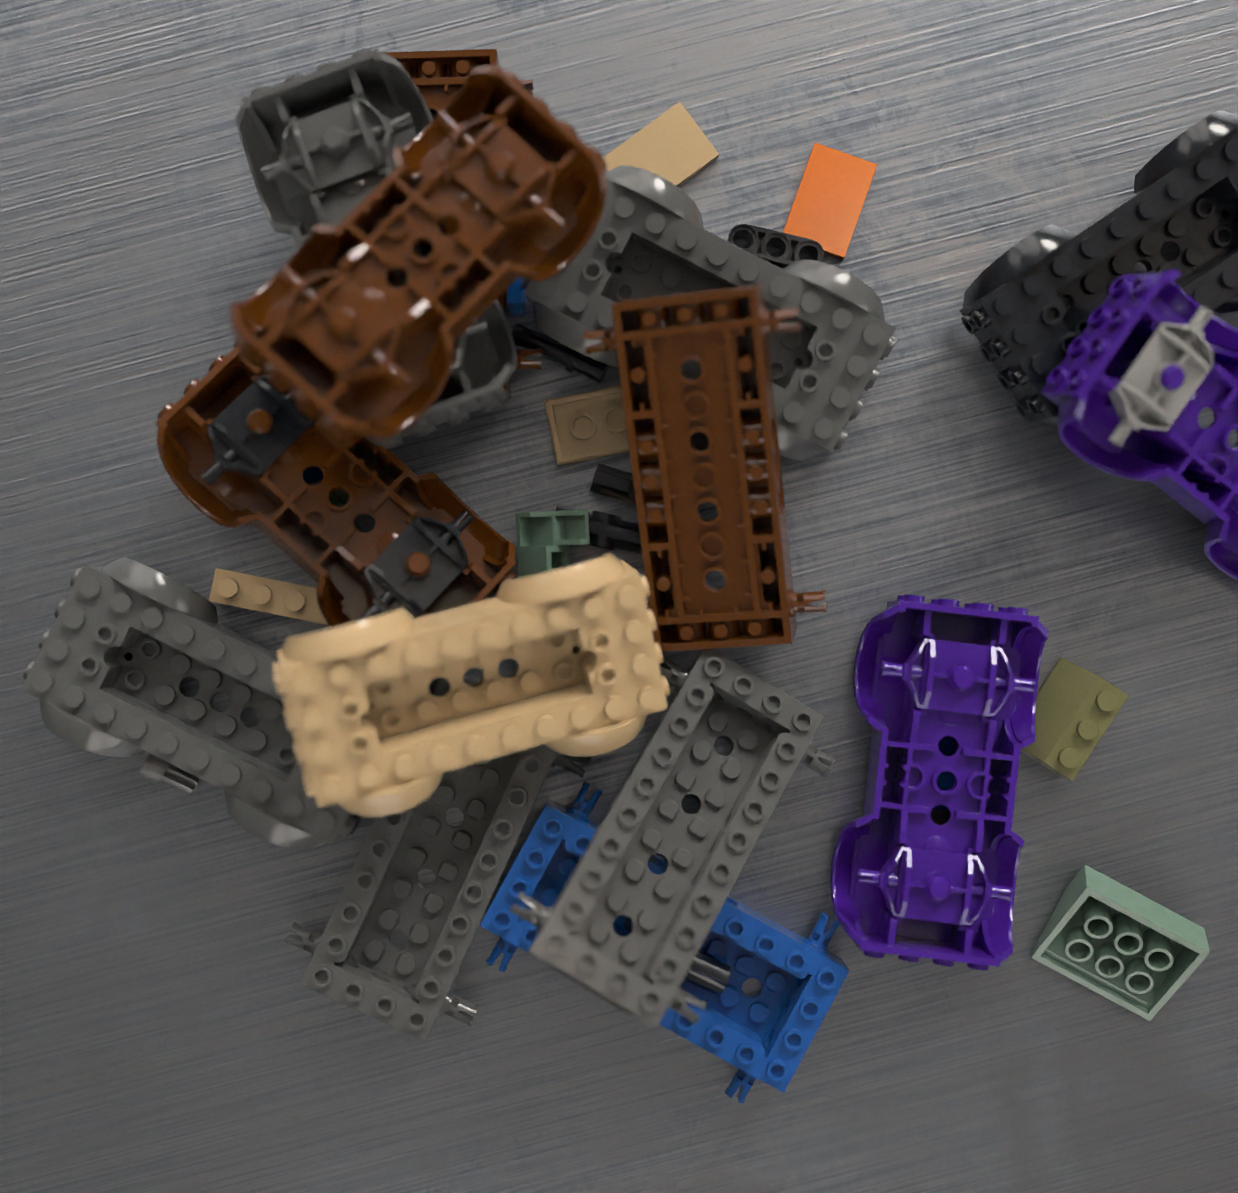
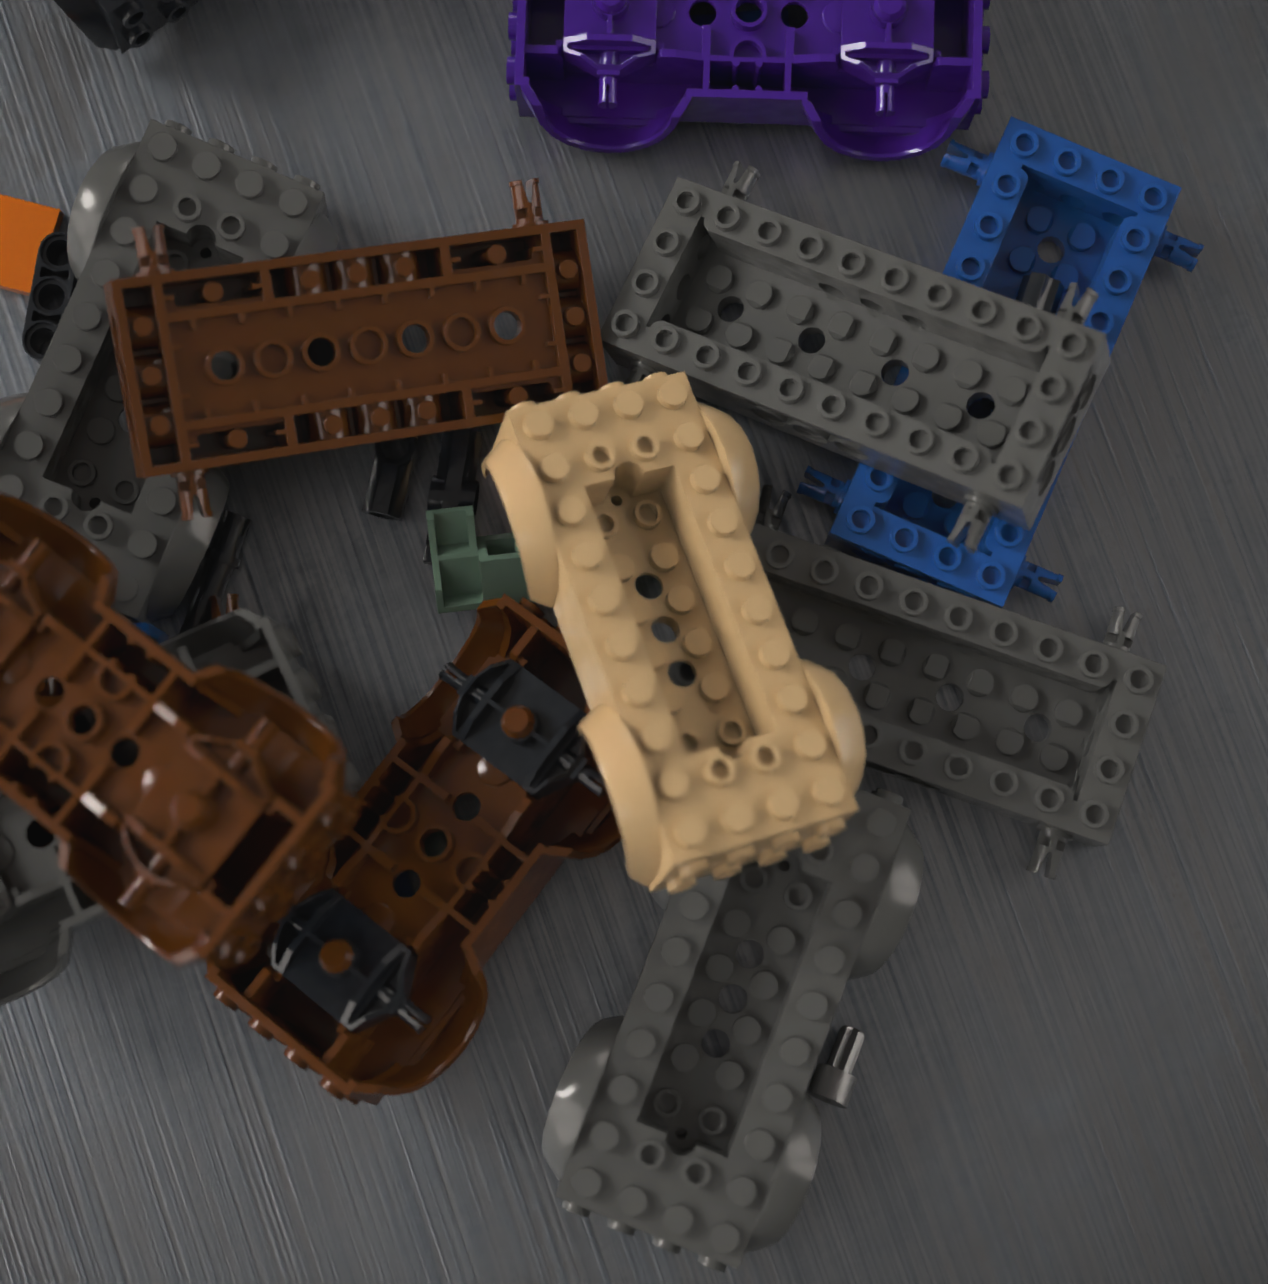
camera: 90 degrees left, 5 degrees down
(266, 595) = (580, 939): tan brick -> none
(588, 425) = (307, 520): tan tile -> none

